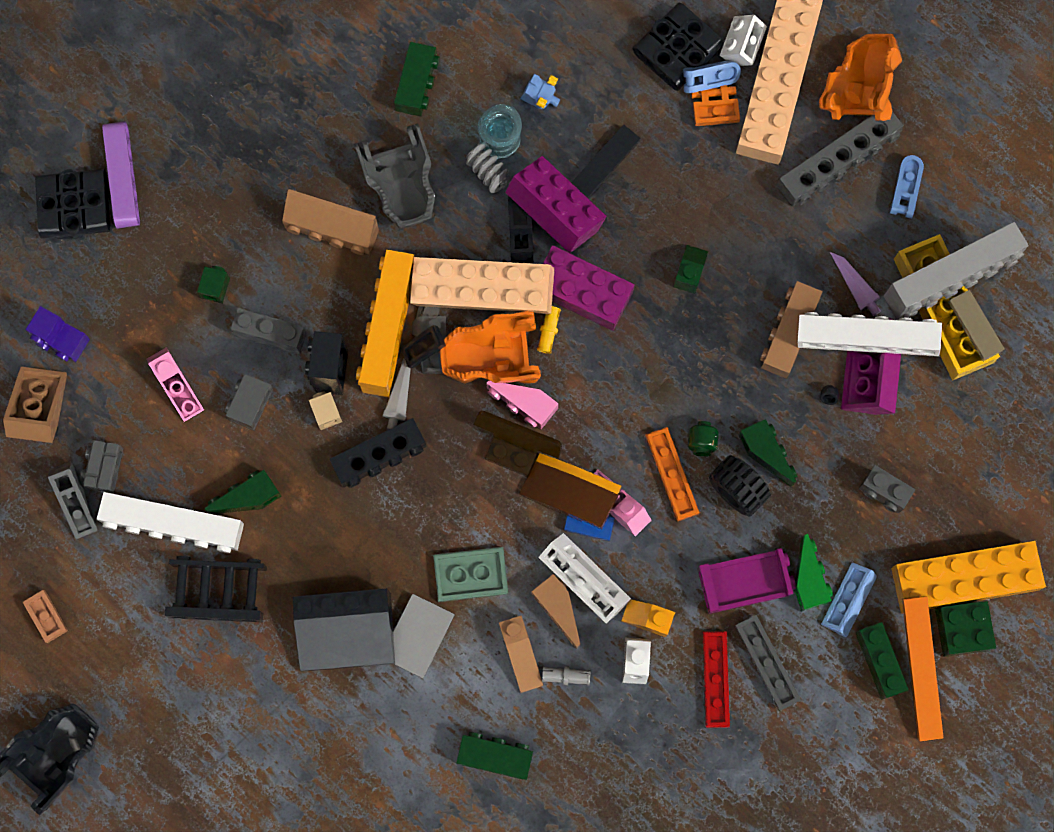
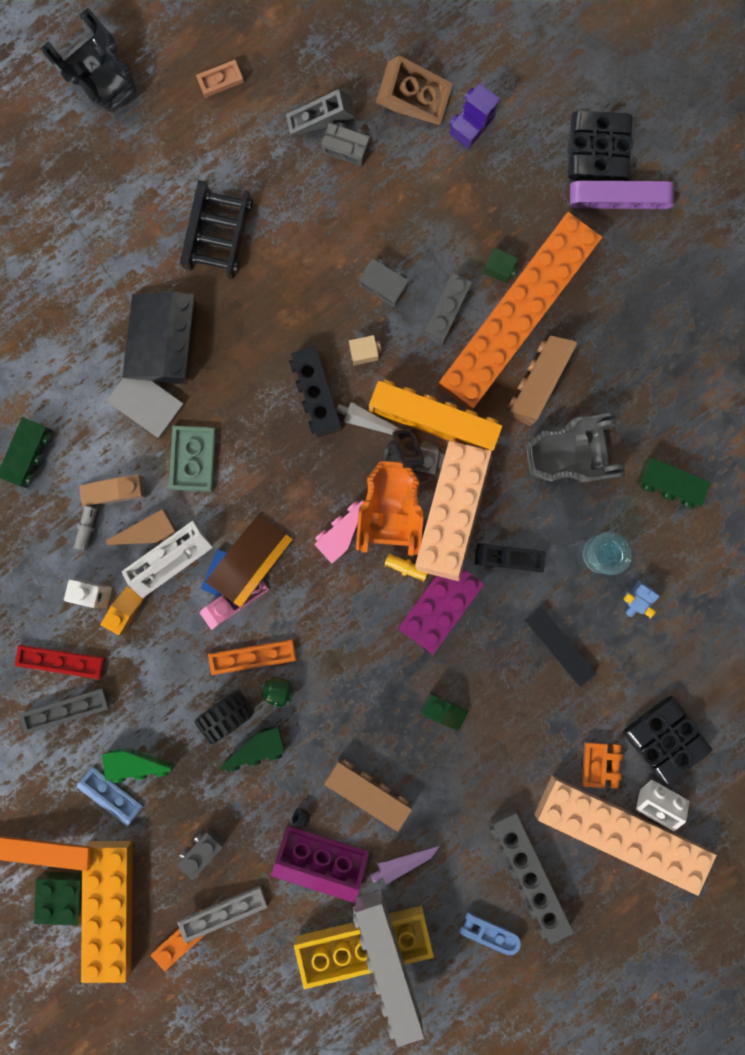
camera: 95 degrees right, 10 degrees up
(170, 521) = (285, 197): white brick -> none
(175, 384) = (413, 217): bright pink slope -> none
(251, 495) = (296, 273): dark green slope -> none
(261, 257) = (519, 311): none -> orange brick
(327, 362) = (402, 355): black brick -> none
(487, 169) = (572, 536): light grey piece -> none
(514, 444) = (300, 516): dark brown plate -> none
(555, 204) = (525, 594): magenta brick -> none
(711, 76) = (631, 766): medium blue plate -> none
(746, 581) = (142, 706): magenta panel -> none
(863, 79) = (604, 917): orange animal -> none
(869, 335) = (342, 870): white brick -> none
(881, 661) = (45, 815): dark green brick -> none
(945, 457) = (222, 914): none -> light grey tile
(976, 325) = (335, 973): dark tan tile -> none
(981, 496) = (172, 949): none -> orange plate

